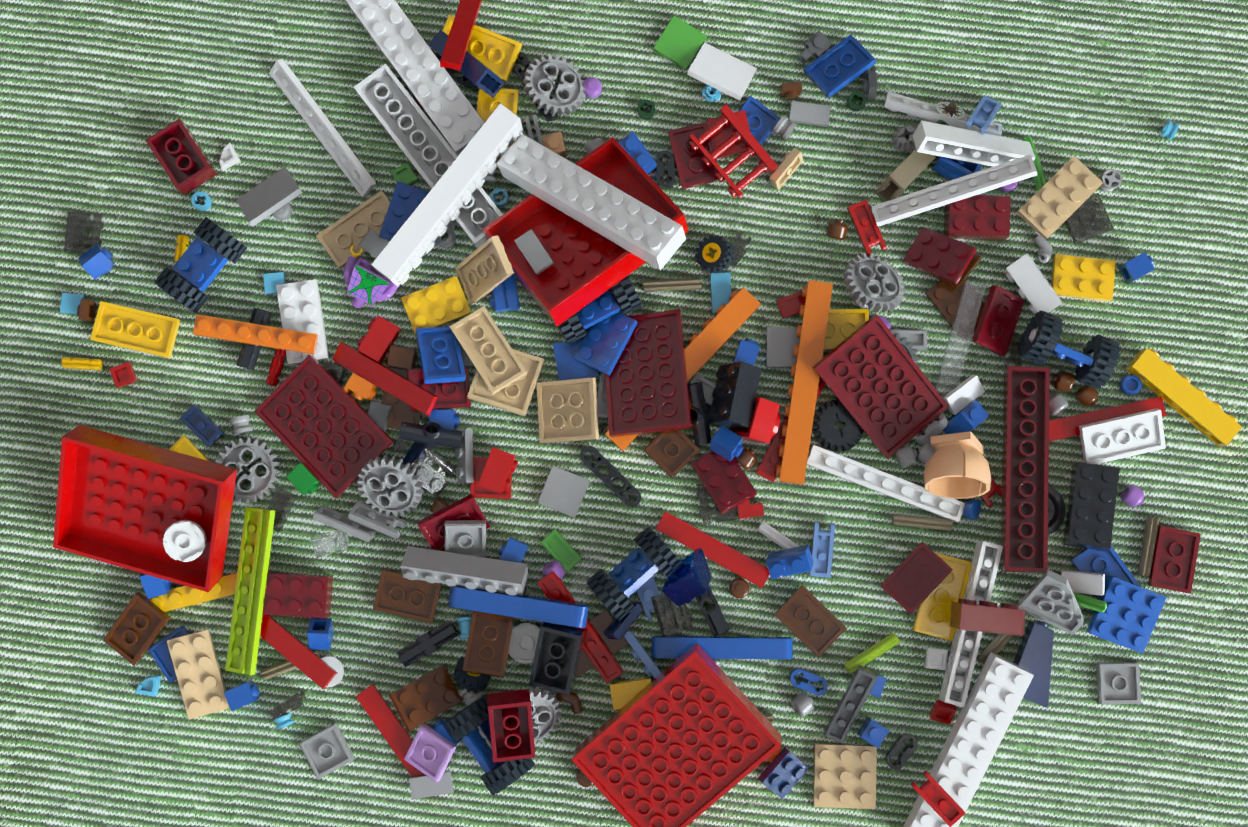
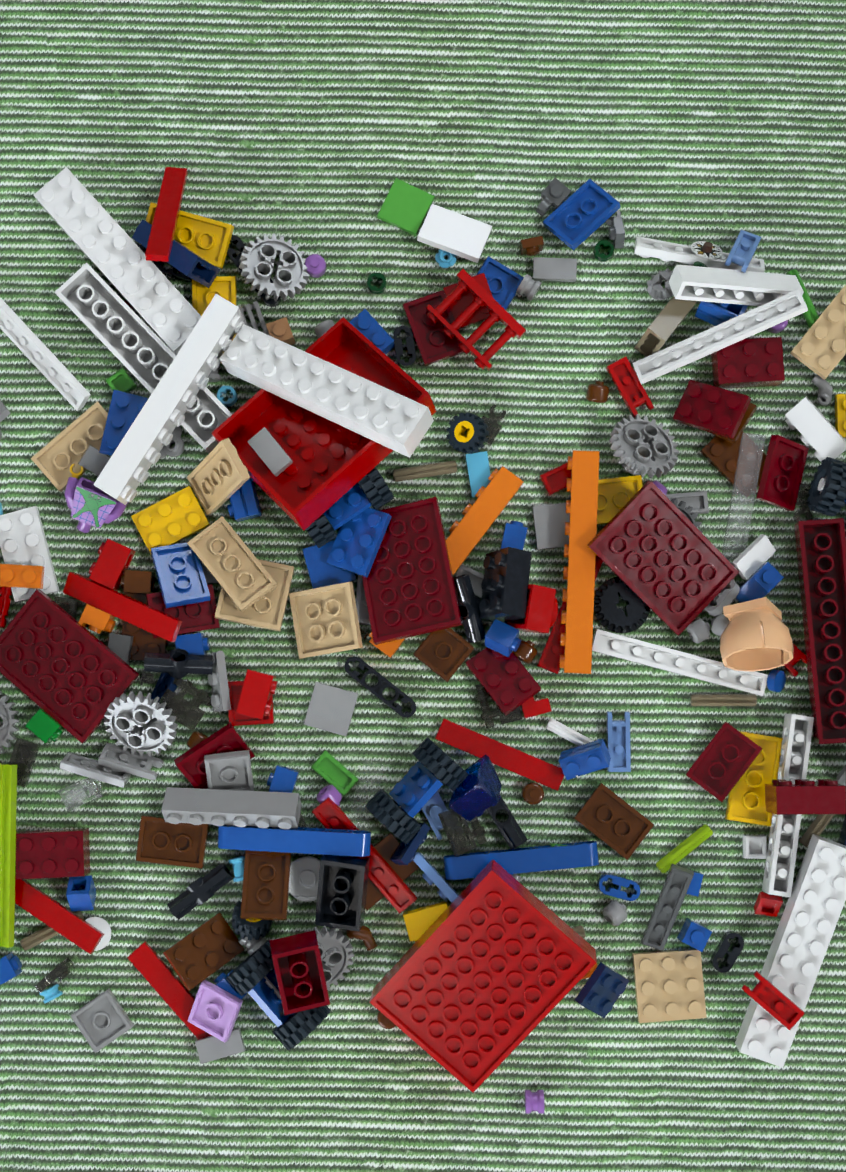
camera: 10 degrees left, 0 degrees up
(786, 169) = (537, 329): tan plate -> none

